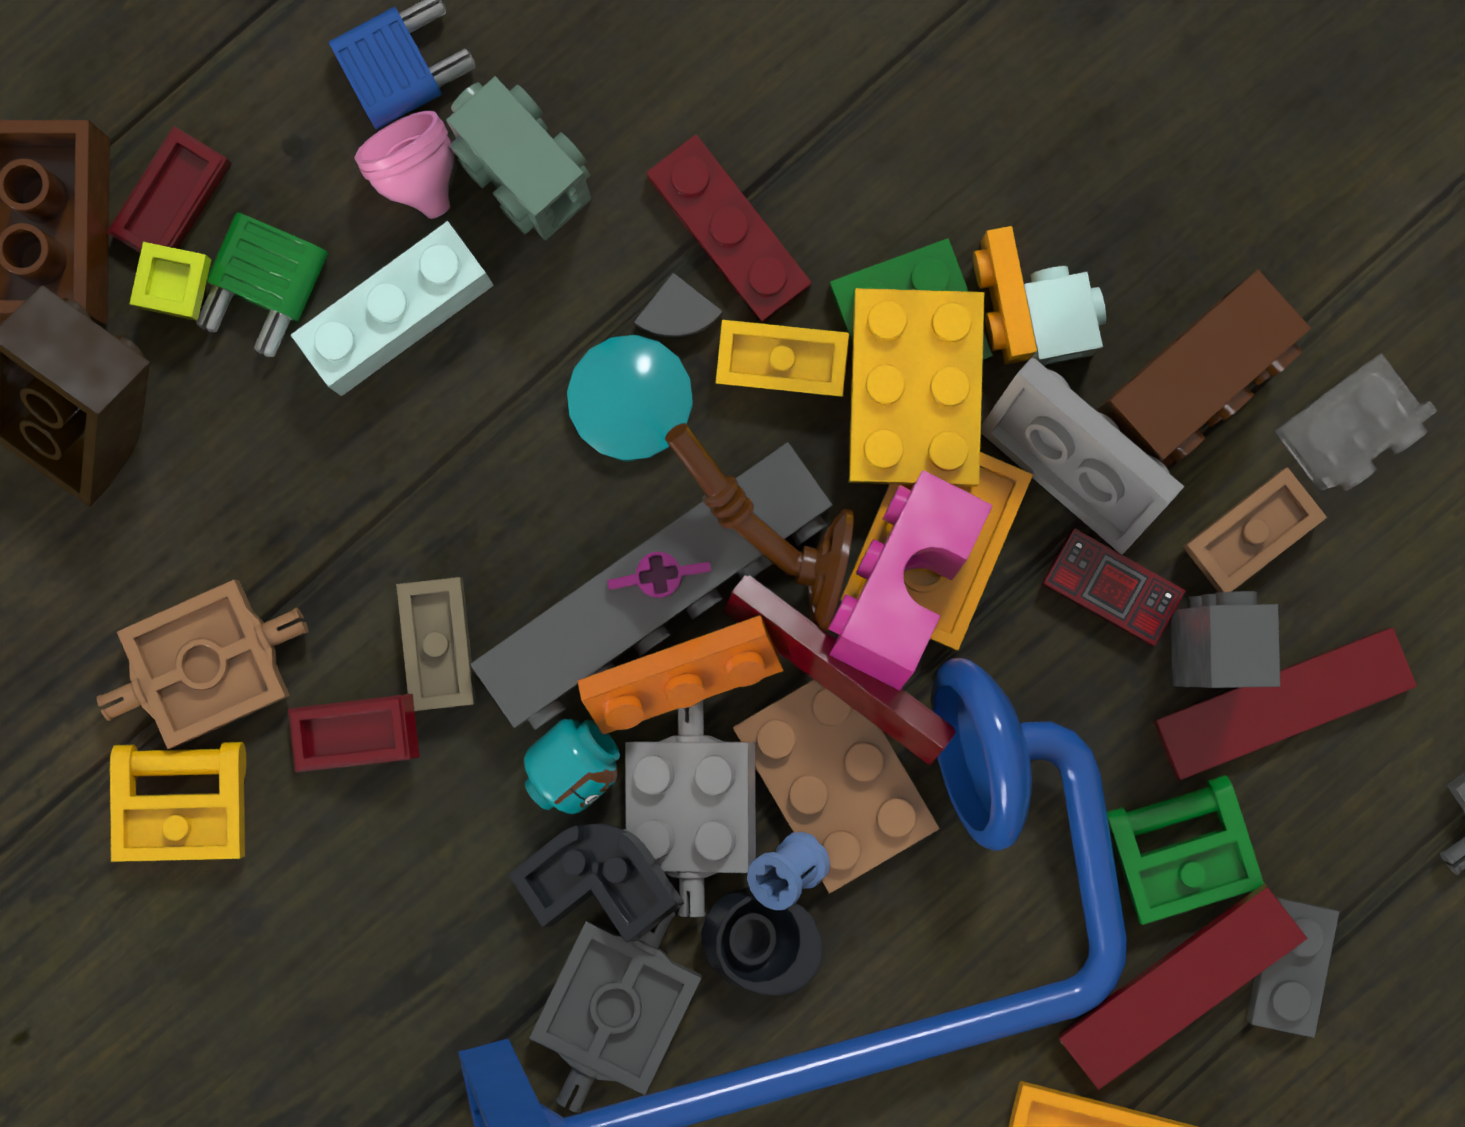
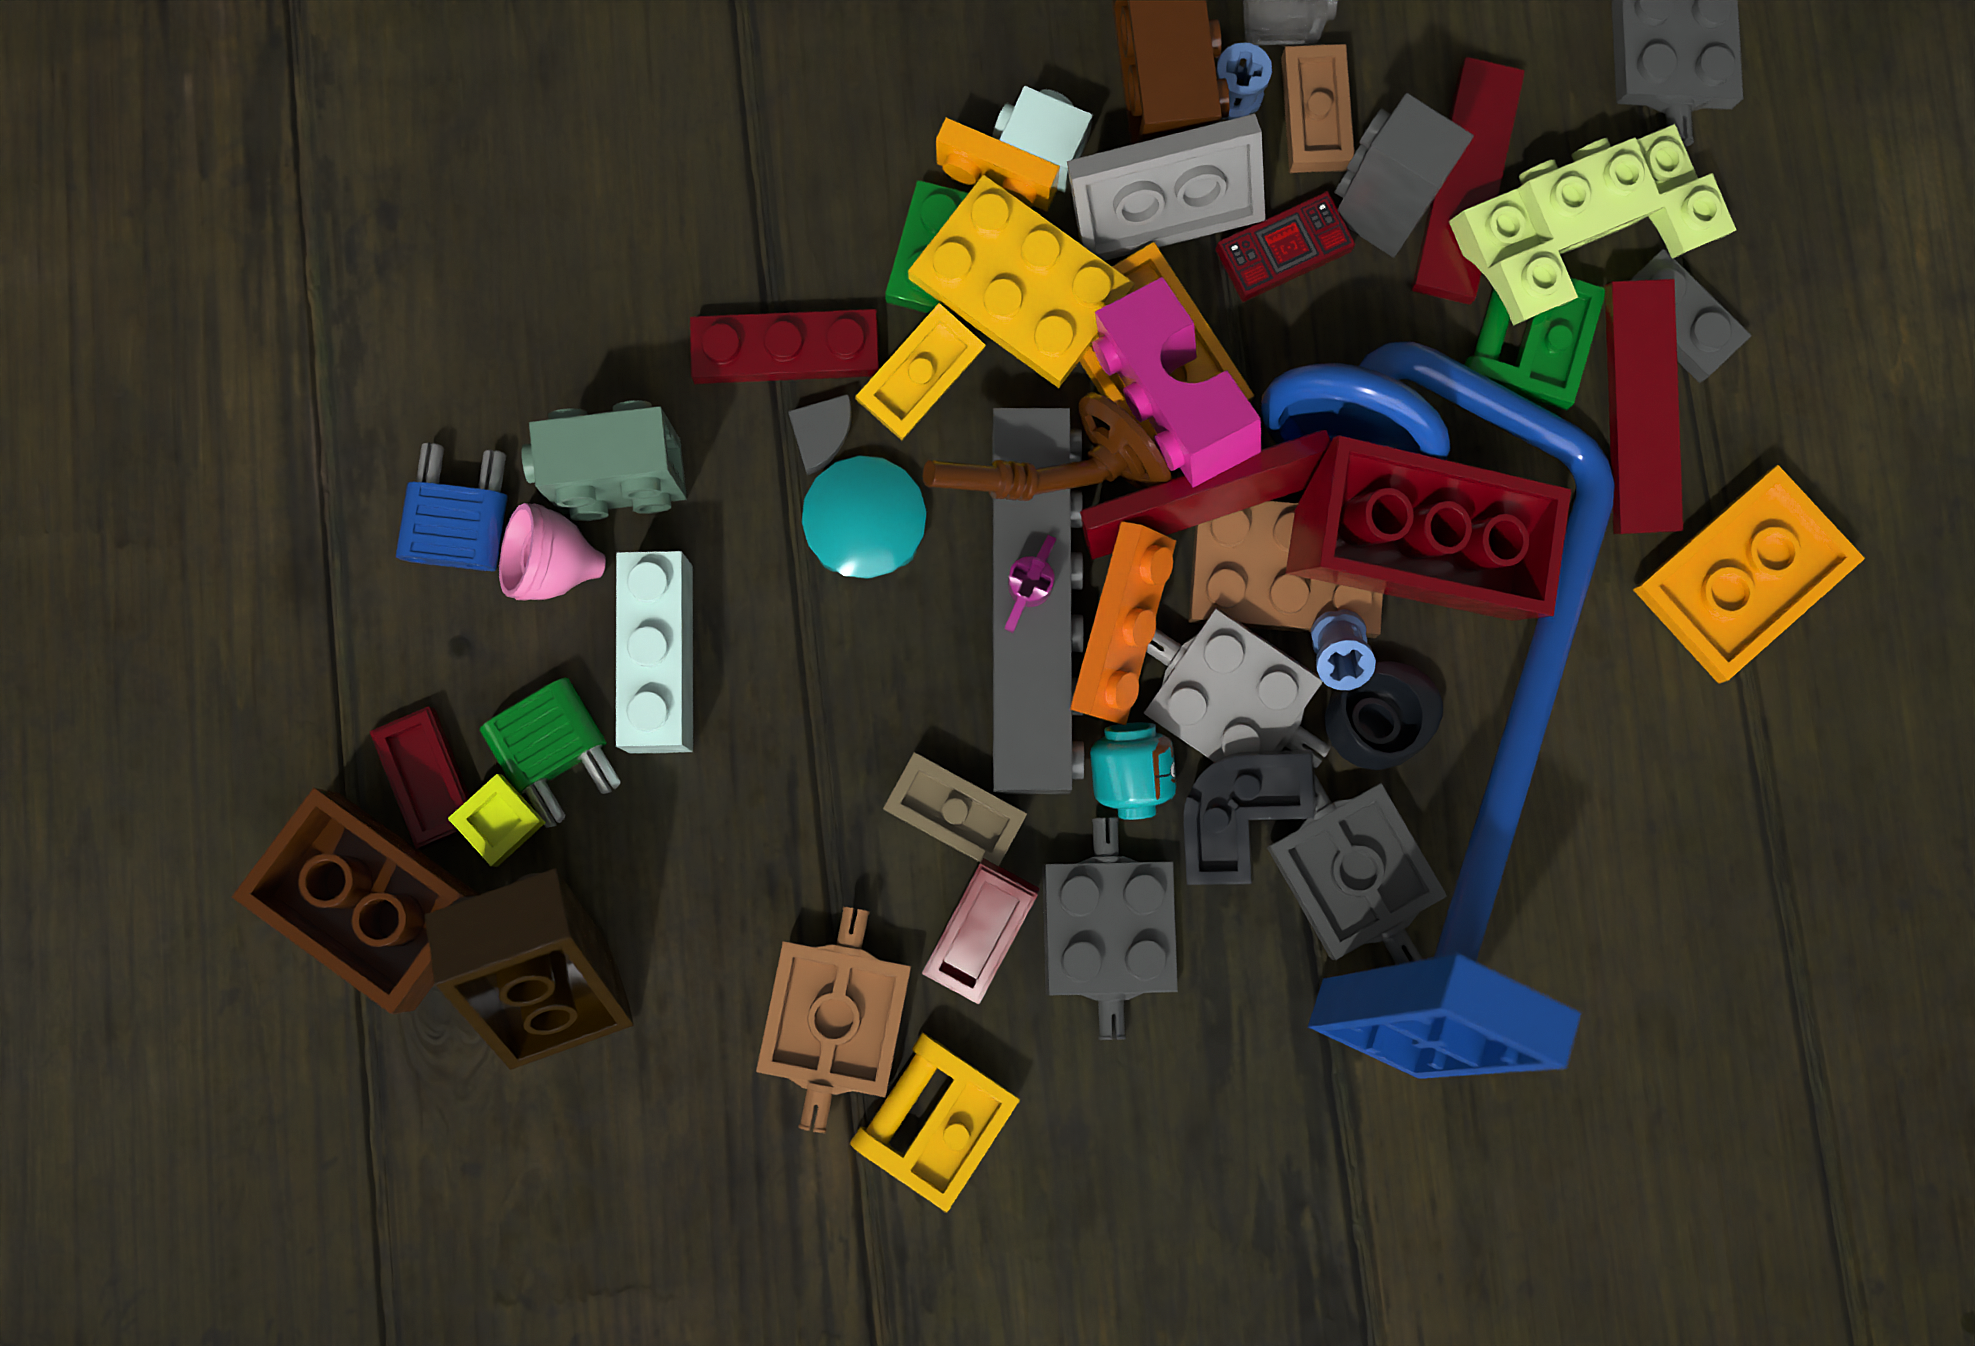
camera: 60 degrees left, 5 degrees down
(430, 835) = (1109, 928): none -> dark grey plate
(933, 878) = (1430, 531): none -> dark red slope
(1243, 462) = (1255, 75): none -> medium blue bush
(1303, 799) = (1556, 210): none -> yellowish green bracket

